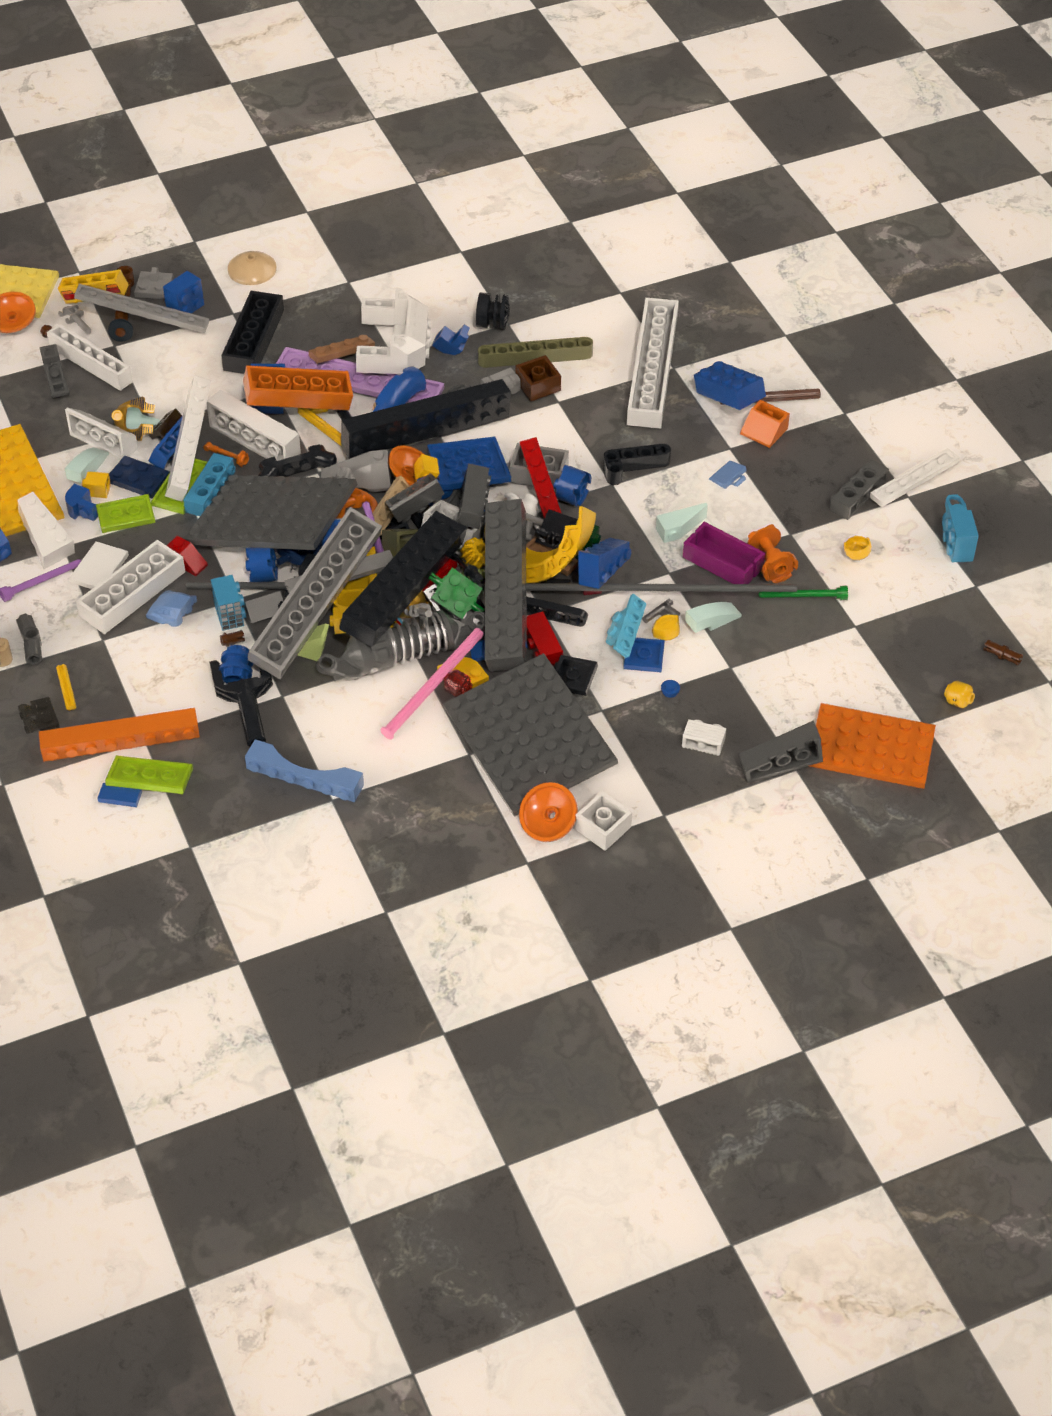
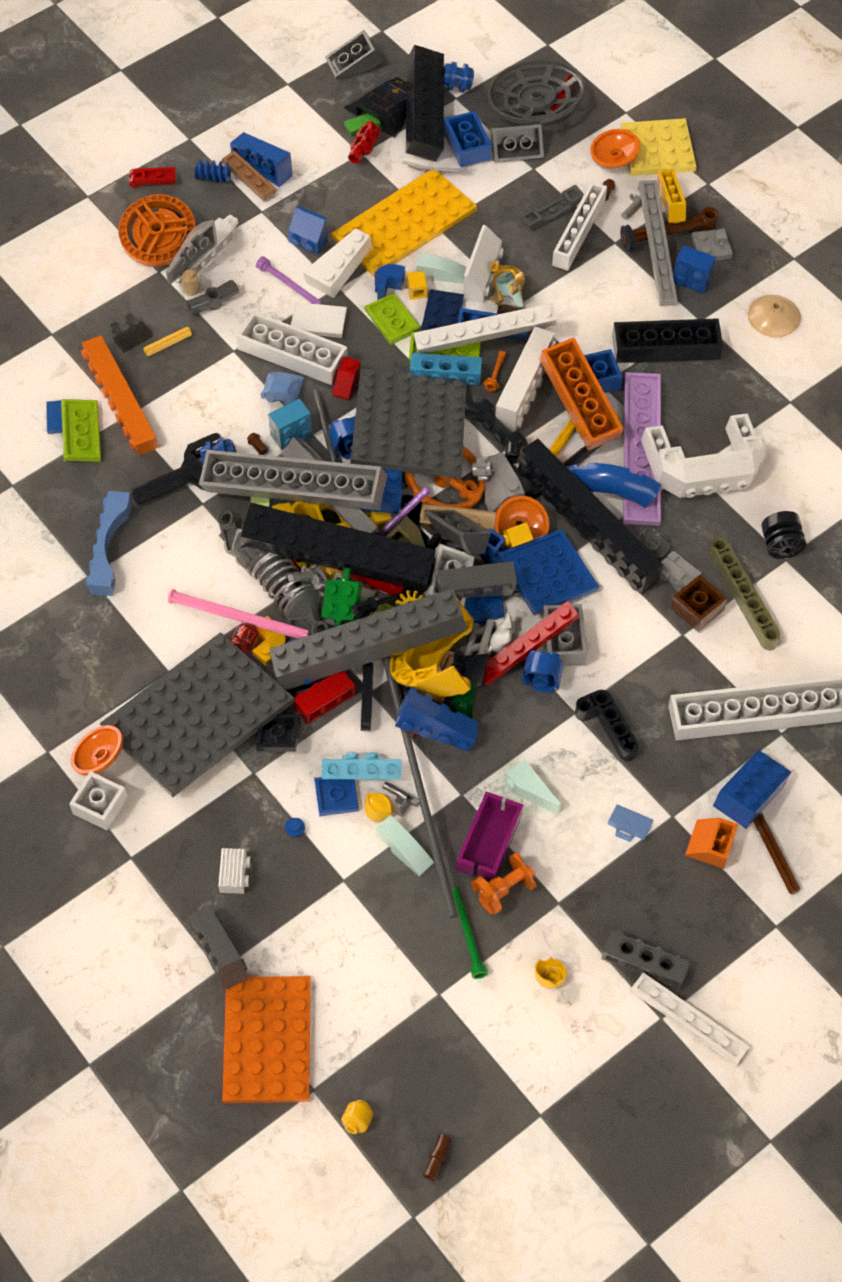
camera: 75 degrees right, 10 degrees up
(339, 349) = (676, 421): medium nougat plate -> none
(451, 342) = (727, 511): blue brick -> none
(959, 530) = (606, 1075): dark azure brick -> none

